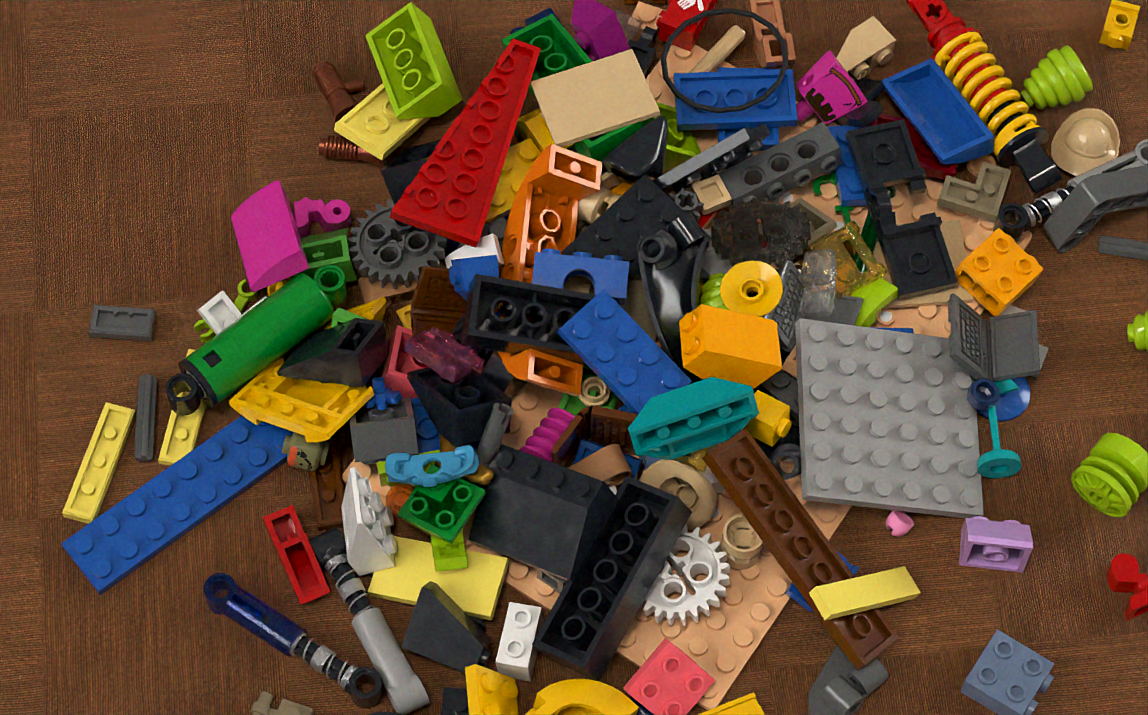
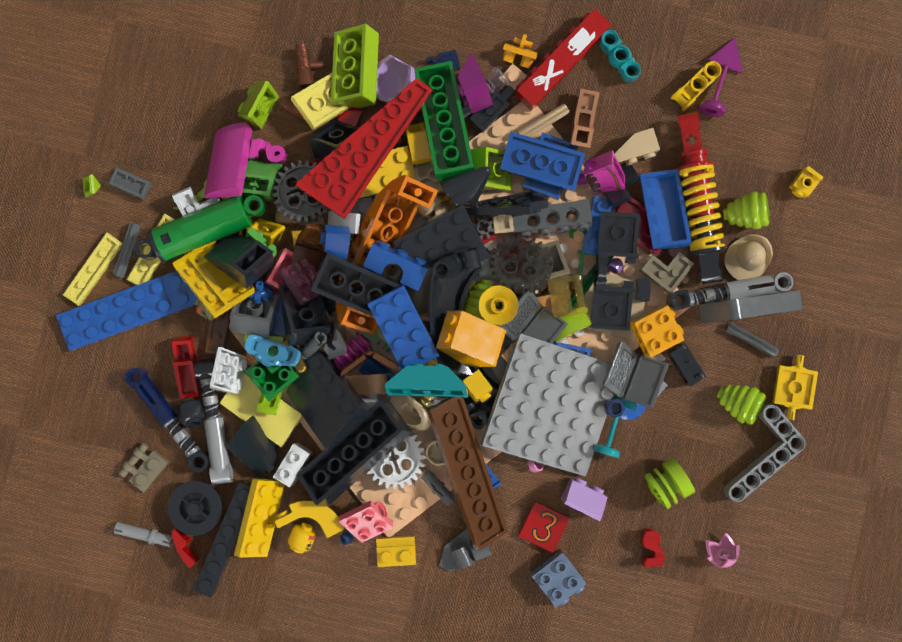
camera: 25 degrees right, 25 degrees up
(59, 344) = (90, 185): none -> lime slope
(287, 150) = (258, 104): none -> lime slope
(328, 616) = (191, 413): none -> black head
(427, 133) = (351, 116): none -> red tile
(473, 59) = (392, 77): none -> lavender cylinder
(523, 427) = (336, 341): none -> dark grey hinge
(594, 98) = (452, 139): tan piece -> none
(732, 108) = (537, 97): black piece -> none
(743, 589) = (438, 487): none -> dark grey pin
(819, 277) = (545, 305): clear slope -> none
(864, 593) = (495, 507): light yellow tile -> none
(901, 207) = (615, 265): none -> medium lavender hinge
(951, 612) = (543, 526): none -> red tile
(953, 225) = (643, 289): none -> black piece
(1062, 313) = (686, 364): none -> black hinge

